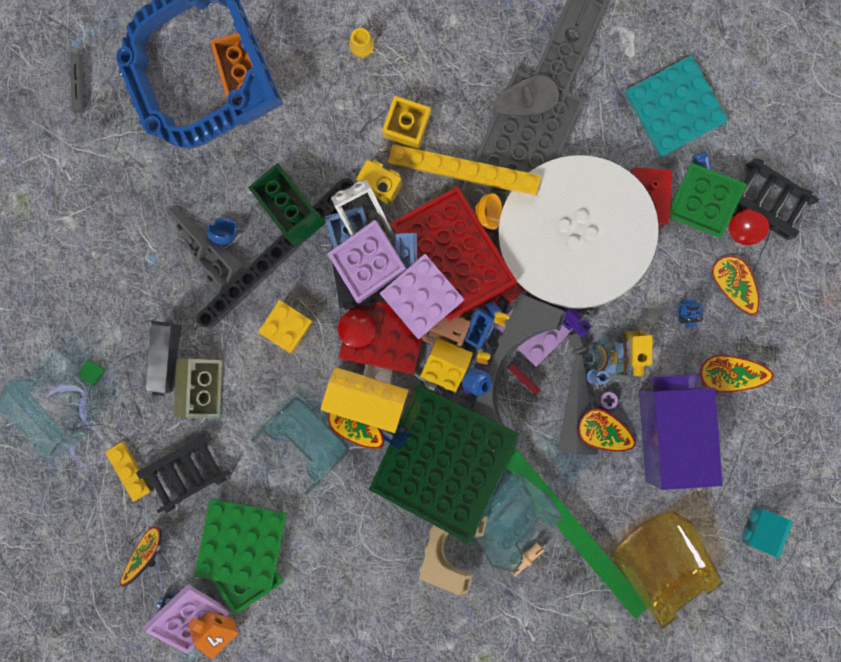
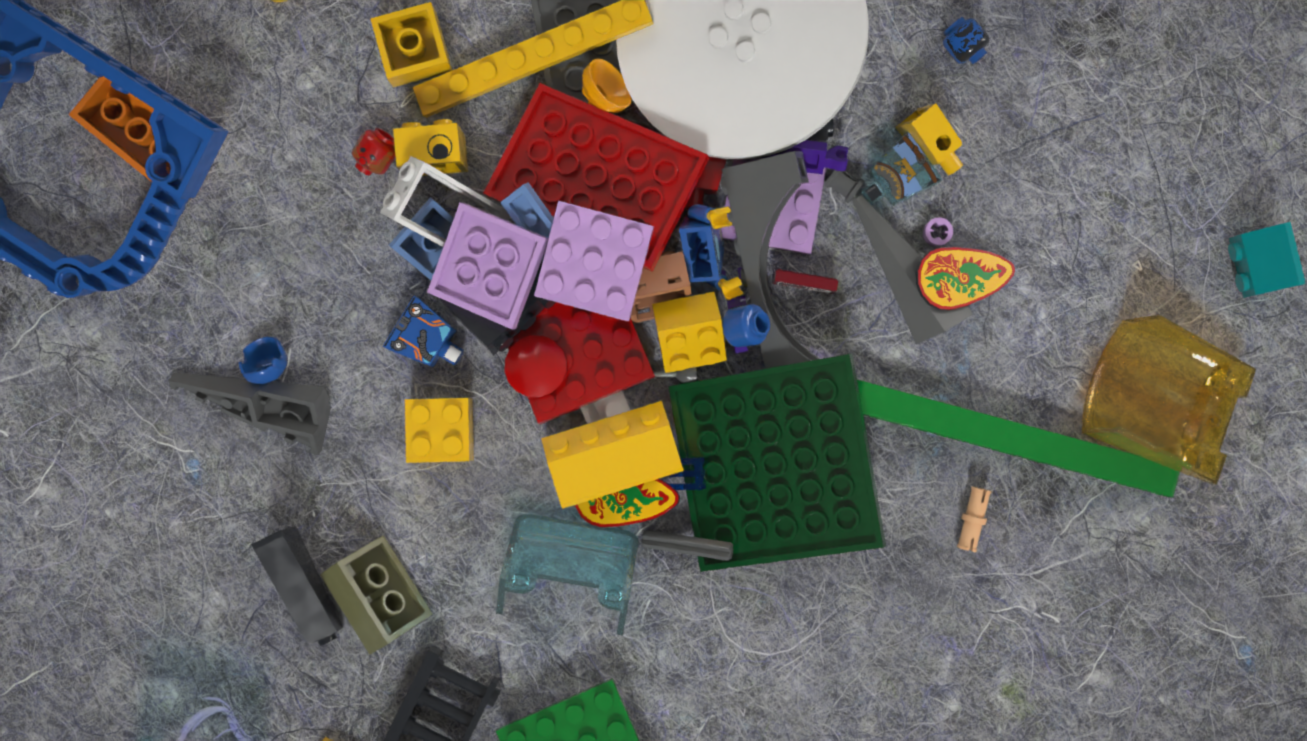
camera: 35 degrees left, 0 degrees up
(91, 372) = (217, 674): green tile -> none
(253, 269) = (348, 353): black beam -> none
(286, 205) = (327, 264): dark green brick -> none
(311, 274) = (423, 336): none -> torso
(350, 163) = (374, 152): none -> red head
(371, 471) = (687, 545): none -> dark grey axle
(438, 570) = (868, 614): tan arch -> none
(510, 516) = (914, 474): clear light blue windscreen -> none
(597, 376) = (901, 209): medium blue pin -> none
(680, 433) = (1062, 208): dark purple container -> none
(733, 374) = (1079, 82): shield -> none

